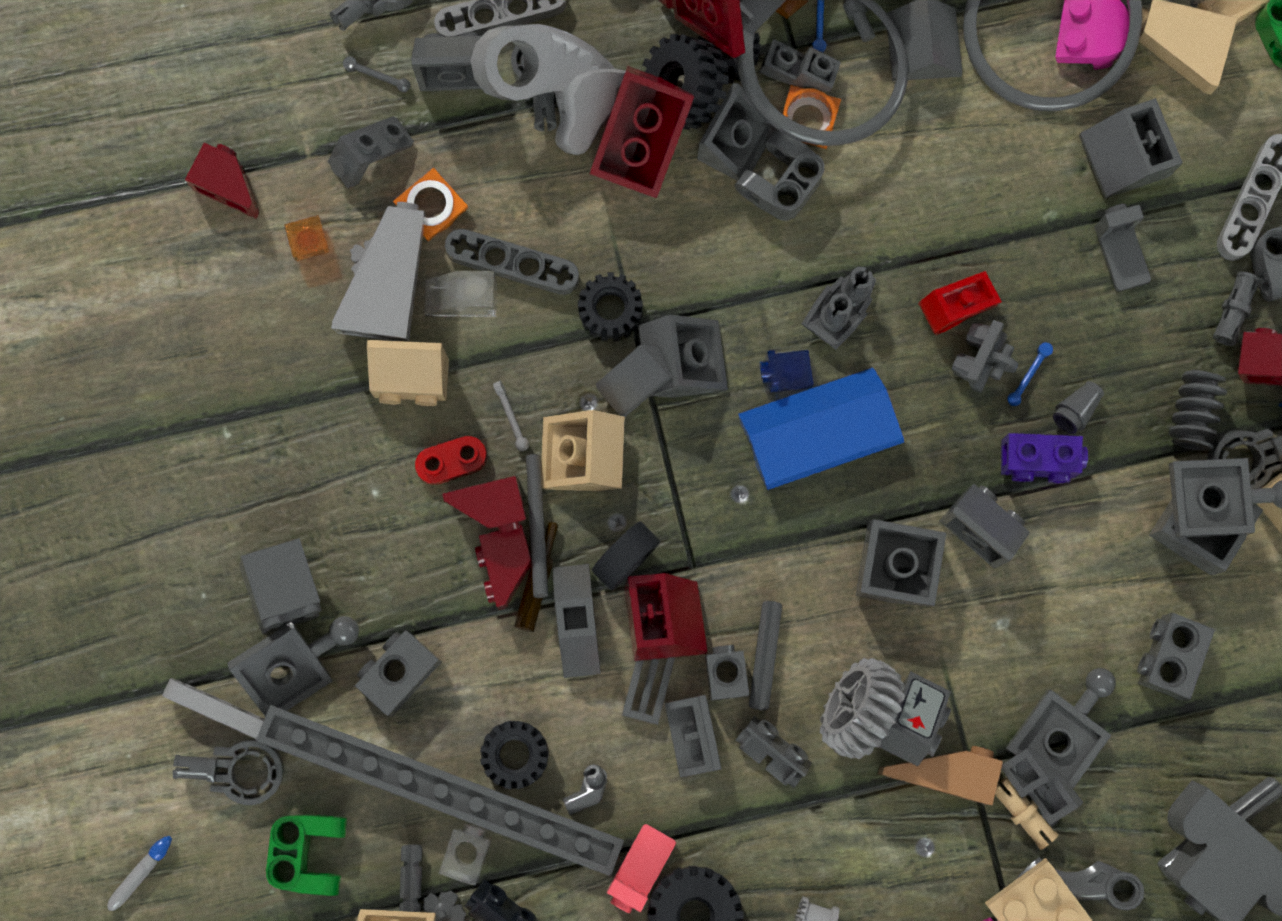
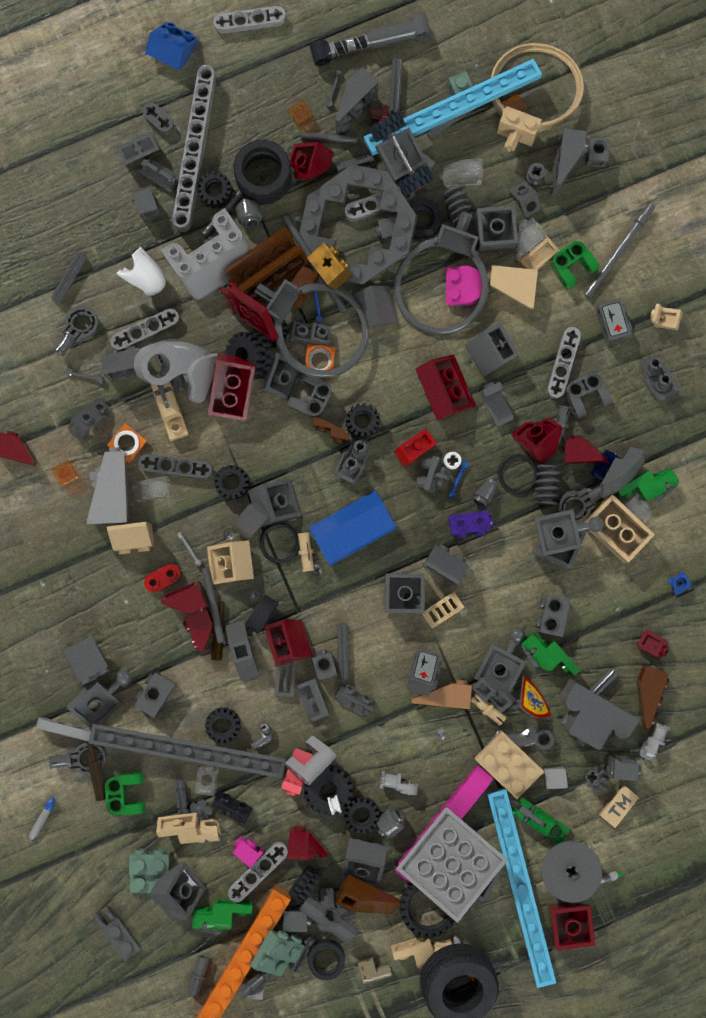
camera: 10 degrees left, 5 degrees up
(258, 805) = (96, 774): none -> dark brown axle
(520, 156) = (170, 411): none -> tan plate
(646, 433) = (263, 537): none -> black tyre
(665, 872) = (316, 765): none -> light grey connector
(726, 457) = (306, 552): none -> tan pin
(787, 370) = (330, 500): clear blue bracket -> none
(820, 252) = (336, 433): none -> reddish brown slope
(862, 708) = (395, 672): light grey gear -> none
(876, 220) = (362, 432): none -> black tyre
(995, 596) = (453, 596): none -> tan slope
(1031, 202) = (445, 387): none -> dark red slope
(1034, 331) = (456, 464): none -> white bush
(1111, 811) = (531, 700): none -> shield
(1120, 407) = (502, 481): none -> black tyre
(1154, 731) = (547, 655): none -> green plate
(1194, 327) = (539, 439): none -> dark red slope

